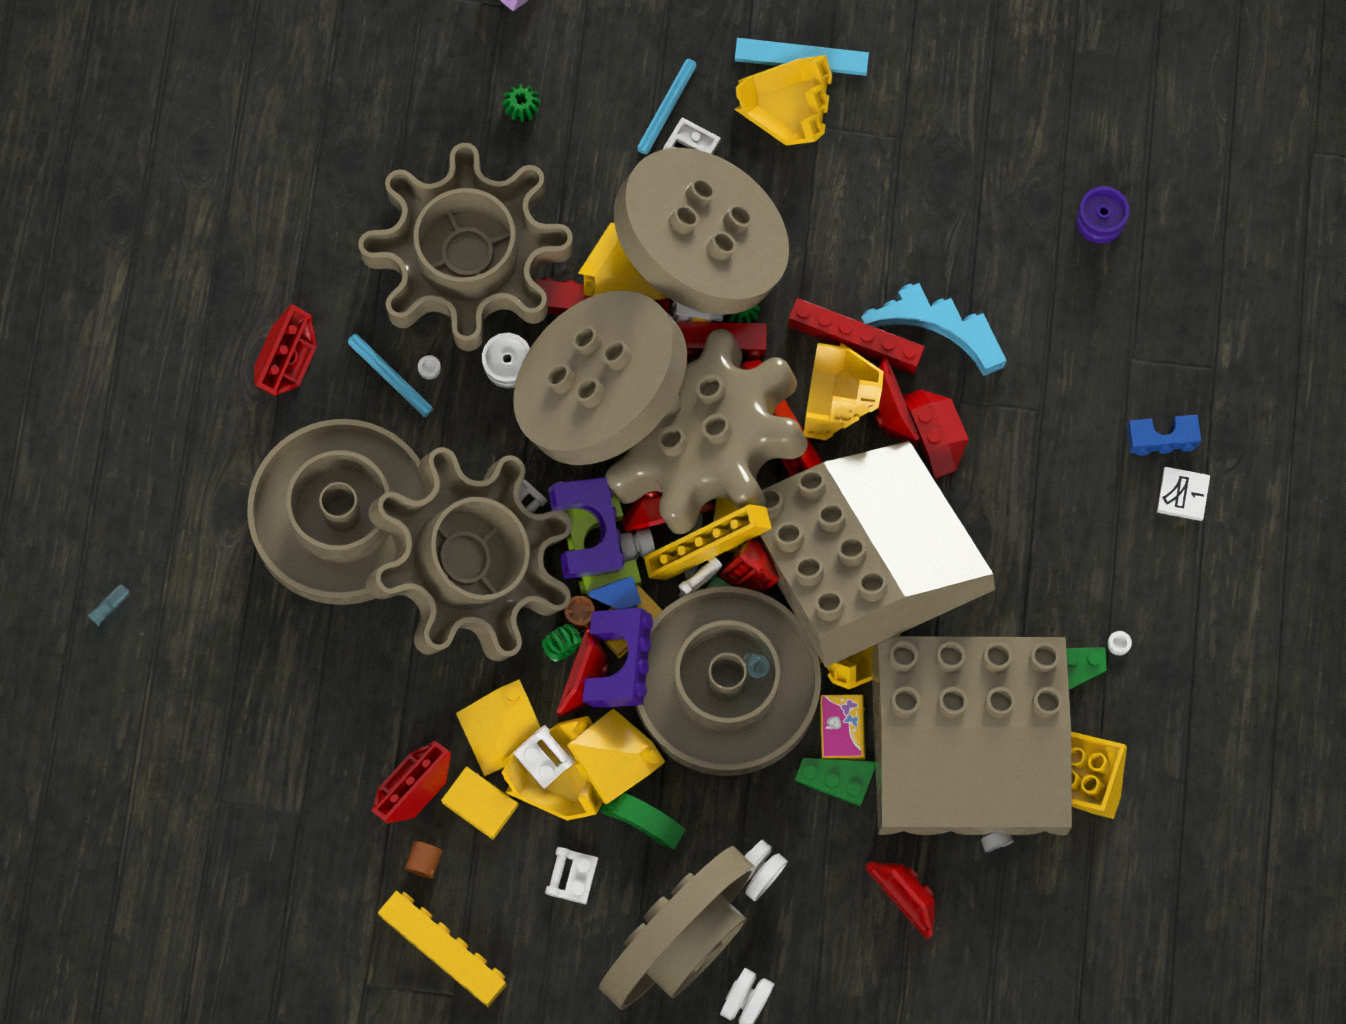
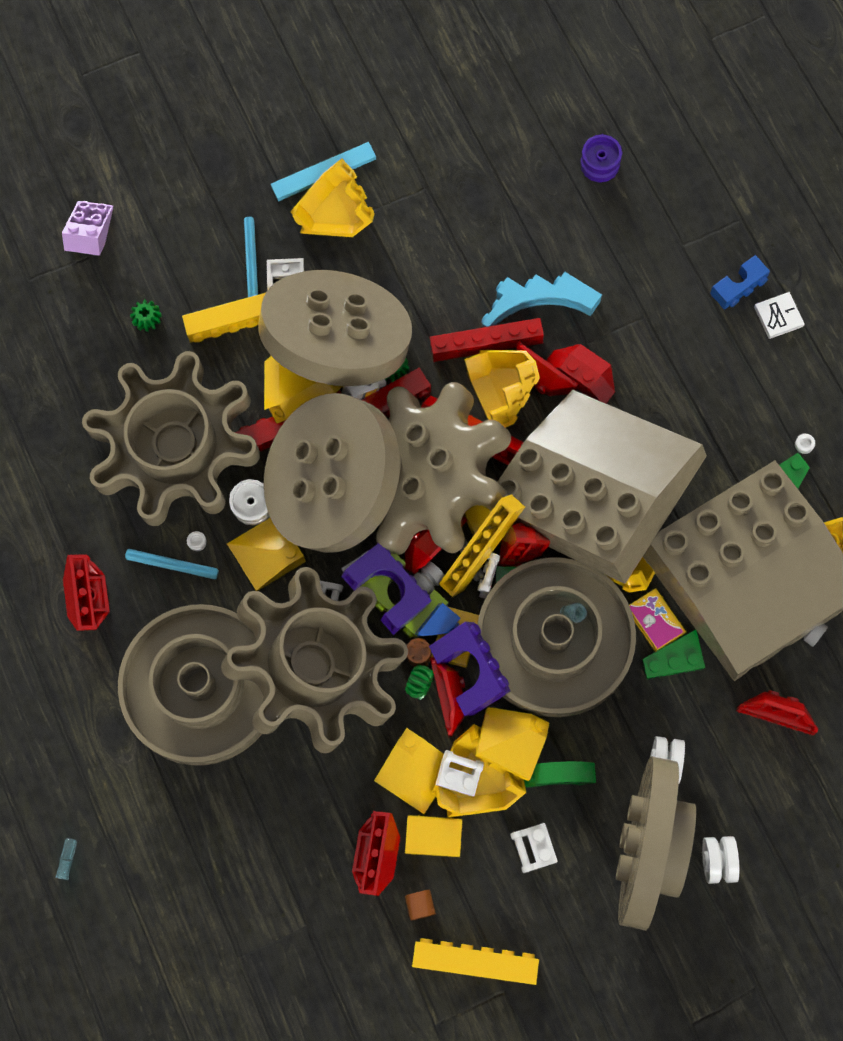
camera: 25 degrees left, 0 degrees up
(488, 422) = (265, 554): none -> yellow slope
(596, 152) = (223, 318): none -> yellow brick

